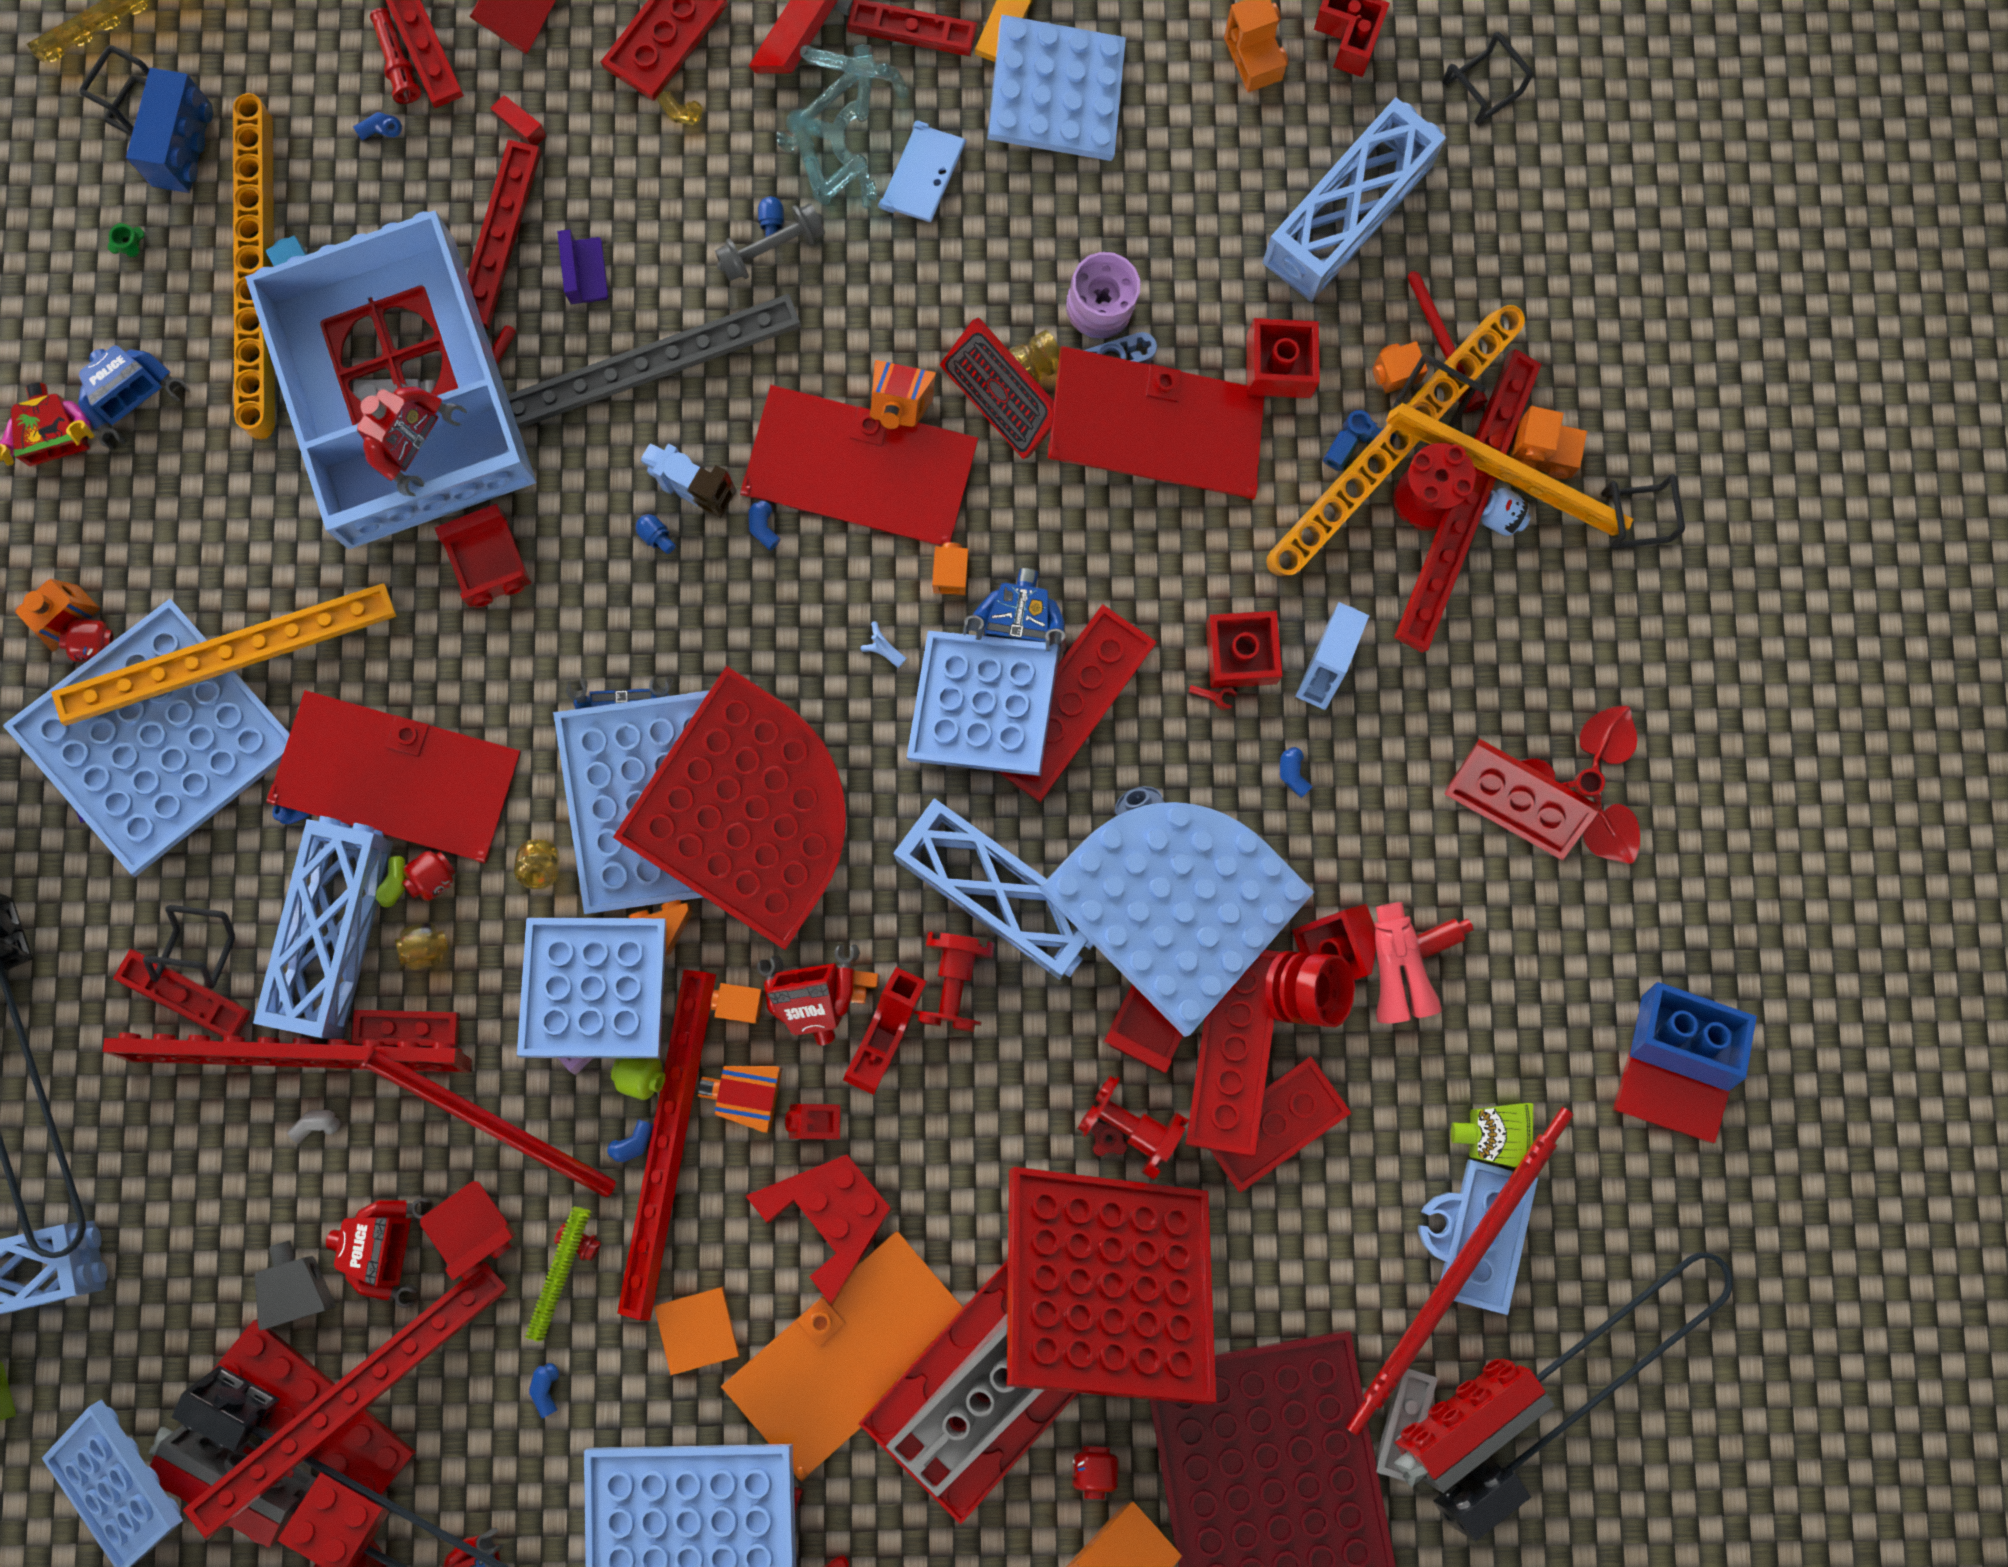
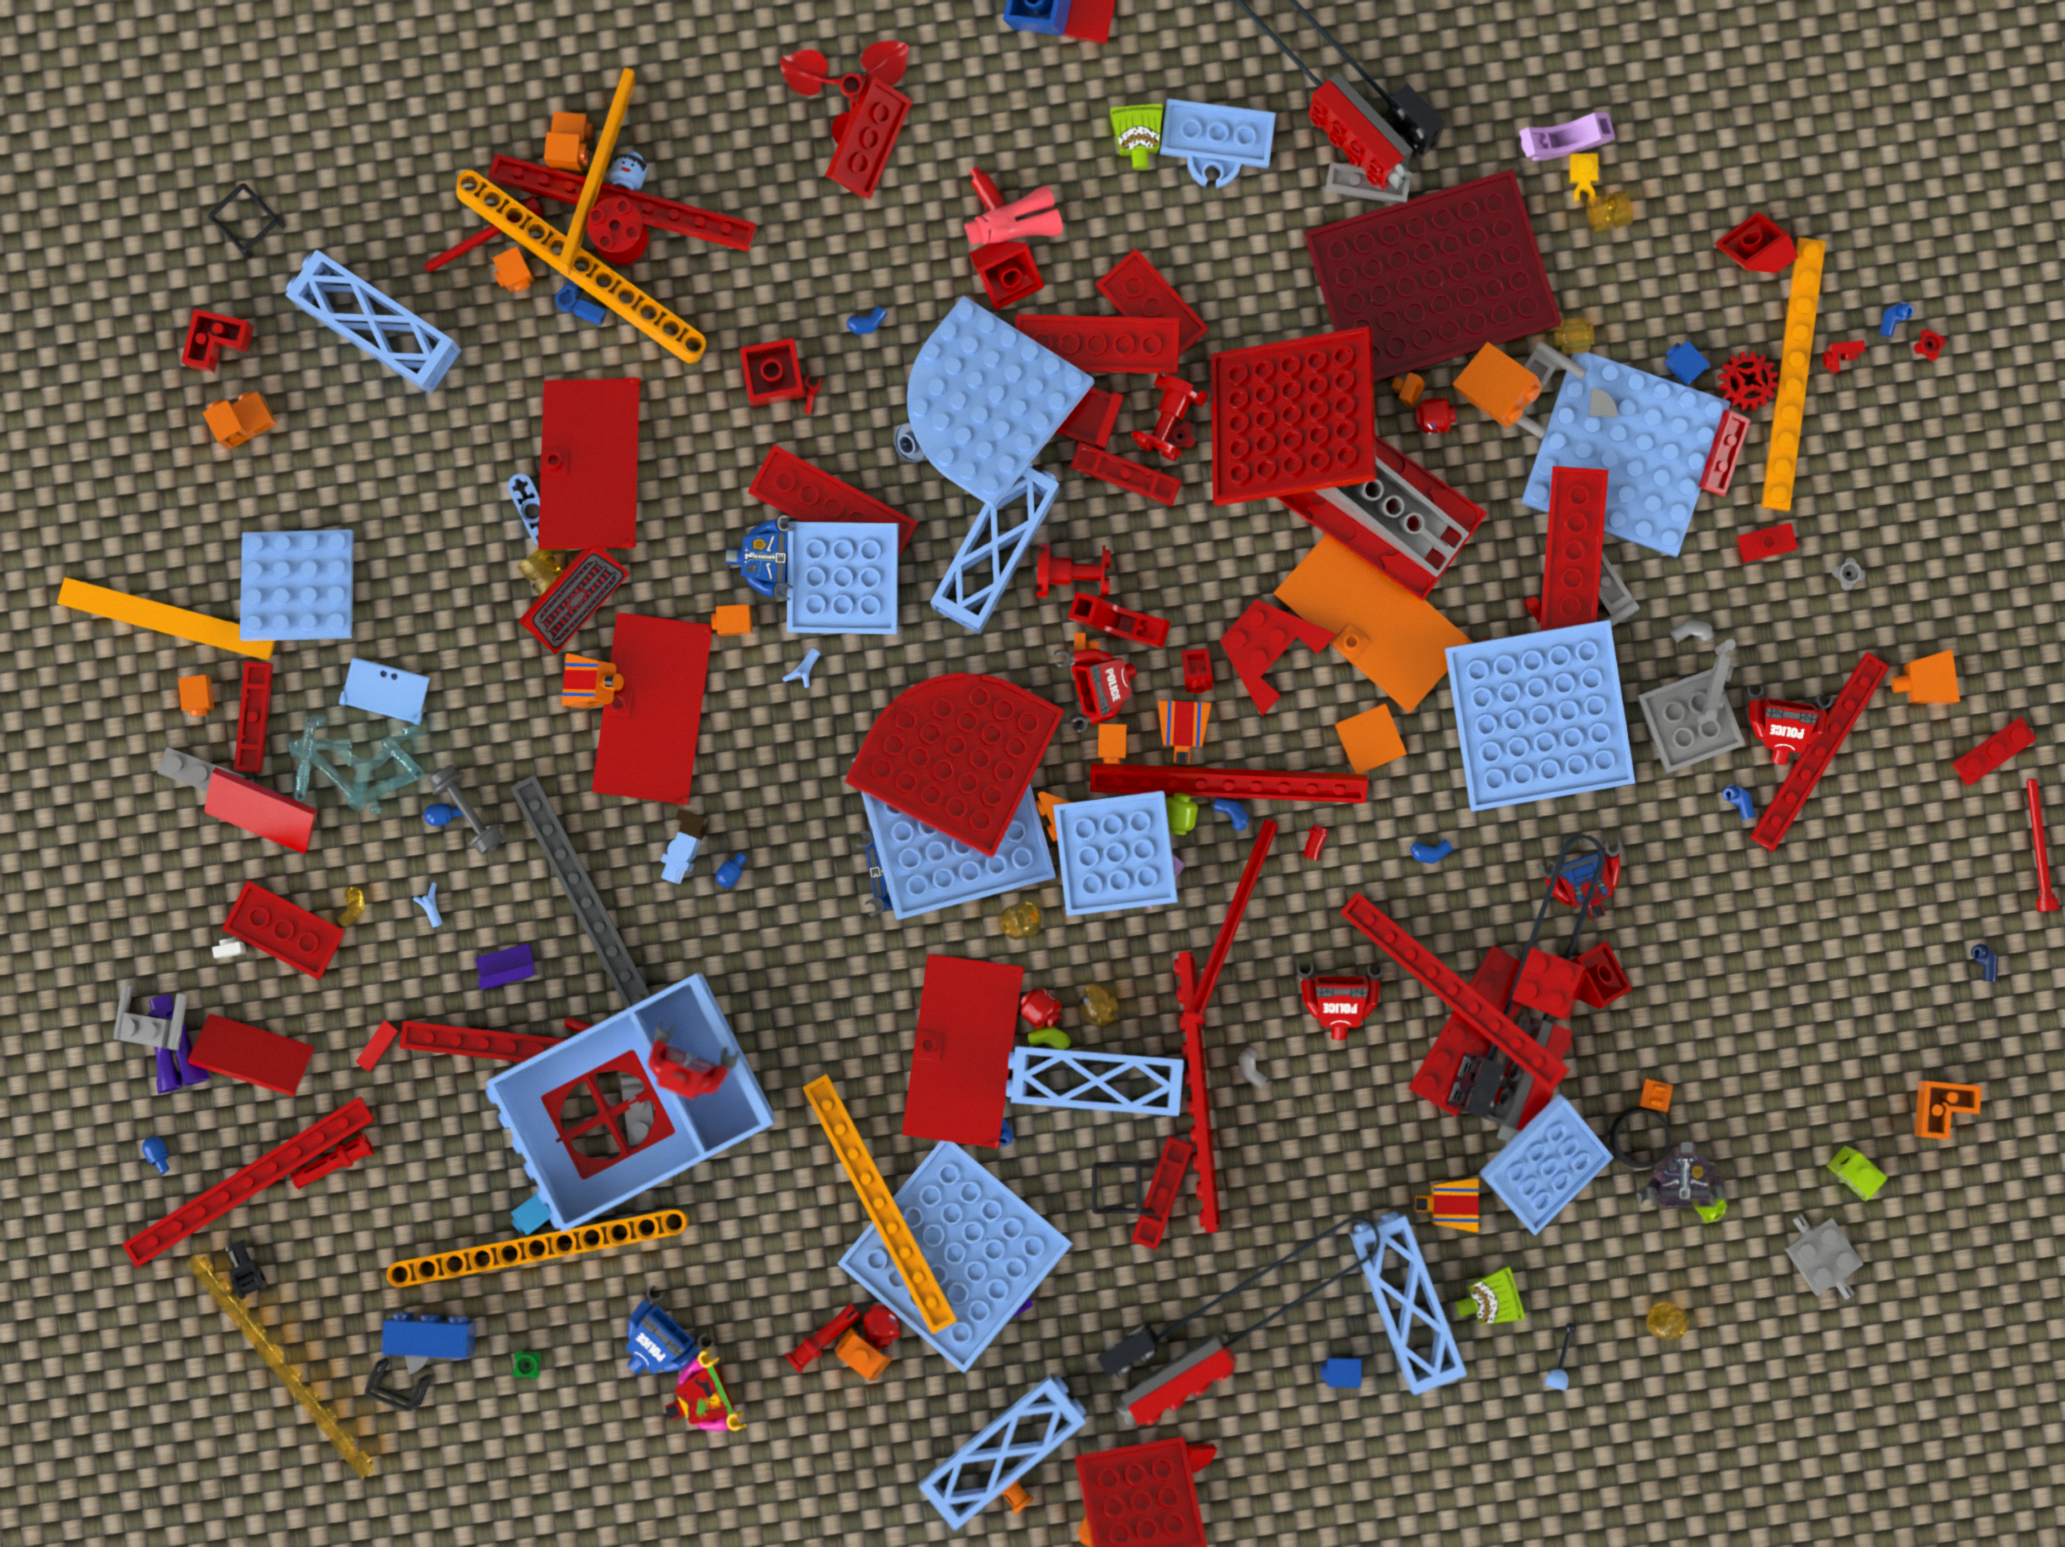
camera: 90 degrees left, 5 degrees up
(82, 561) = (812, 1346): none -> red pin
(98, 1357) = (1452, 1204): none -> torso
(290, 1288) = (1380, 1062): dark grey torso -> none
(380, 124) = (395, 1164): blue arm -> none
(411, 1026) = (1165, 1007): red plate -> none
(467, 1230) = (1317, 928): red bracket -> none
(484, 556) = (769, 1008): red panel -> none
(558, 1273) = (1341, 851): lime axle -> none
(667, 193) = (429, 904): none -> light blue bar
(759, 527) = (714, 785): blue arm -> none
(1069, 1064) = (1125, 474): none -> red plate
(1108, 279) = (480, 507): lavender wheel -> none
(1133, 1442) = (1409, 390): none -> orange tile
(1282, 358) = (519, 367): red brick -> none
(1310, 989) = (1043, 289): red wheel -> none
(1332, 656) = (767, 300): light blue slope -> none
(1427, 358) = (529, 204): black piece -> none
(1459, 1271) = (1246, 151): red axle -> none
(1612, 490) = (598, 84): black piece -> none

